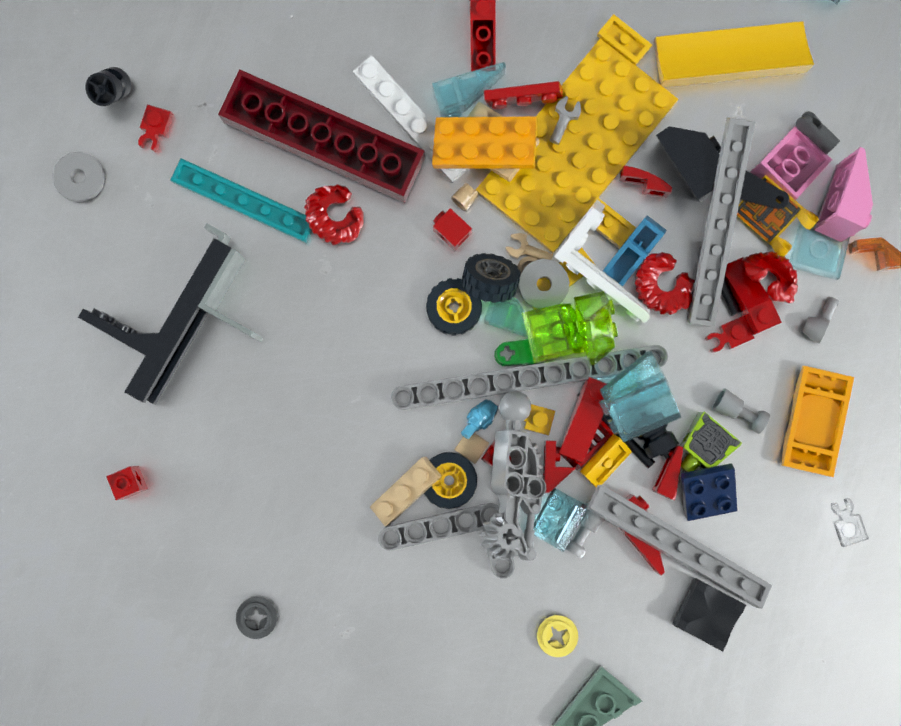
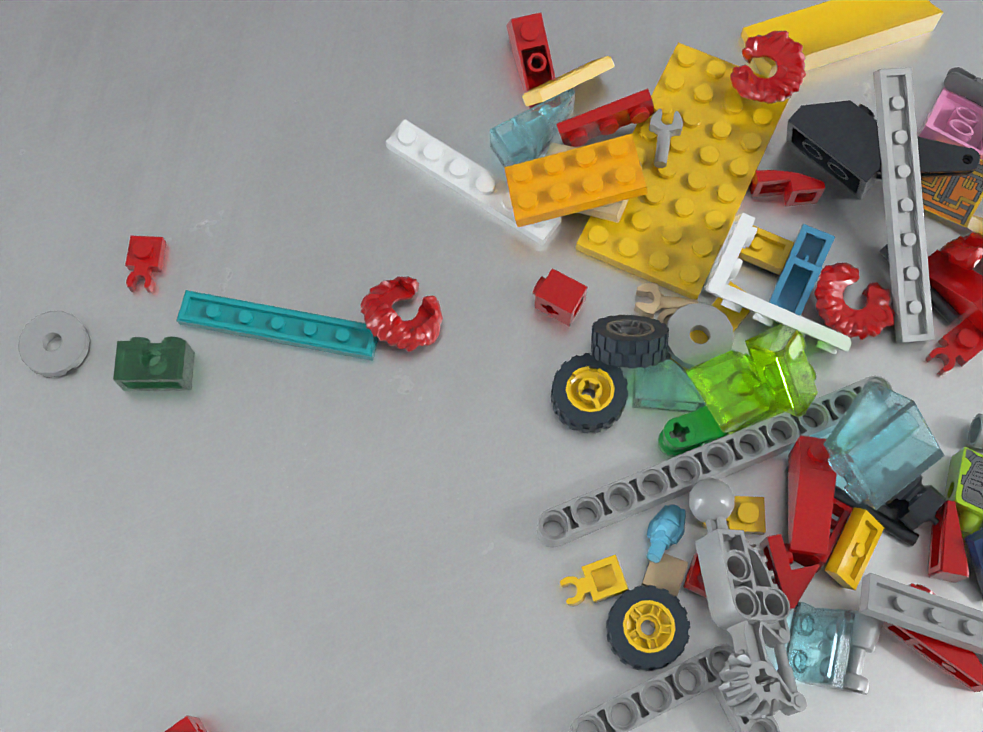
camera: 15 degrees left, 15 degrees down
(108, 86) = (75, 221): black wheel -> none
(134, 206) = (171, 372): none -> clear green brick
(167, 348) = (211, 532): black piece -> none
(322, 136) = (365, 220): dark red brick -> none
(405, 491) = (592, 657): tan plate -> none
(426, 441) = (601, 580): none -> yellow plate
(464, 197) = (565, 255): tan hose -> none
(503, 54) = (567, 80): none -> yellow tile
(624, 39) = (707, 37): yellow plate -> none
(671, 95) = (789, 73): none -> red piece

